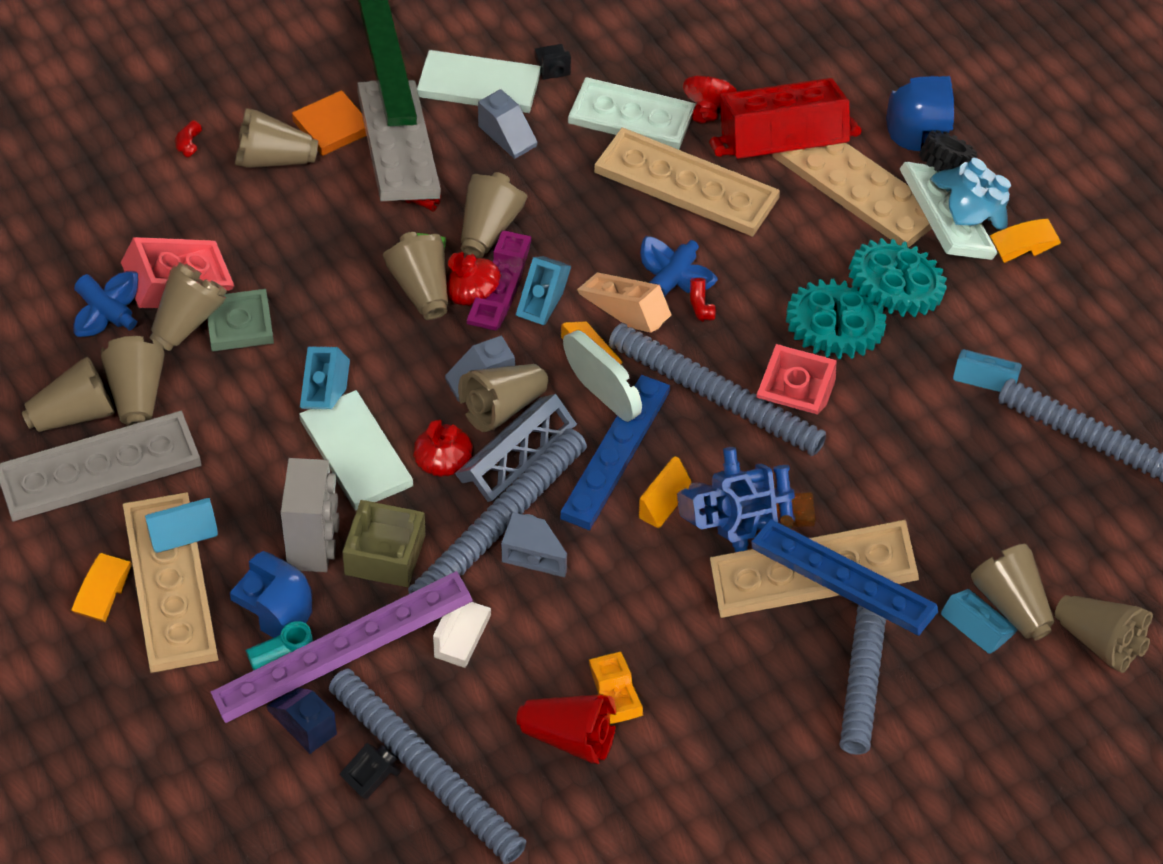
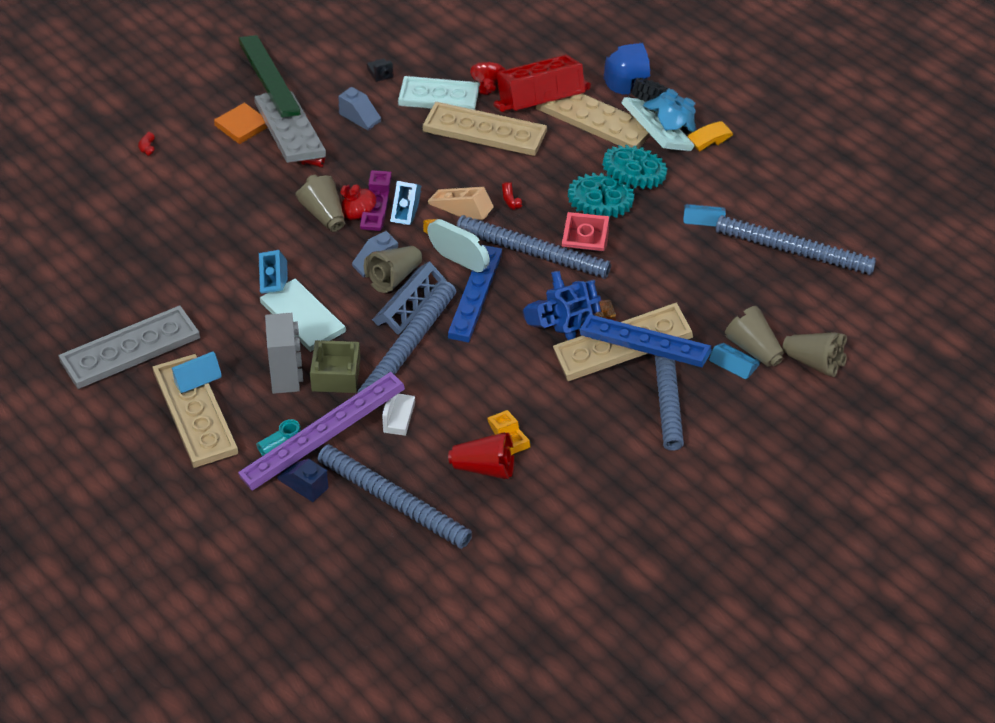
camera: 10 degrees left, 5 degrees down
(69, 399) = (102, 308): dark tan cone -> none
(100, 587) = (148, 420): light orange slope -> none
(105, 304) = (113, 248): blue plant -> none
(133, 376) = (143, 287): dark tan cone -> none
(156, 256) = (155, 223): coral slope -> none
(184, 305) = (169, 240): dark tan cone -> none
(241, 321) = (206, 247): sand green plate -> none
(272, 142) = (205, 138): dark tan cone -> none
(274, 593) = (268, 404): blue brick -> none
(369, 769) = (356, 504): black bracket -> none
(442, 449) = (360, 306): red hair -> none
(472, 78) = (329, 85): light aqua tile -> none
(488, 210) = (359, 158): dark tan cone -> none
(533, 545) = (435, 355): sand blue slope -> none
(661, 496) = (512, 314): light orange slope -> none
(673, 267) = (488, 178): blue plant -> none

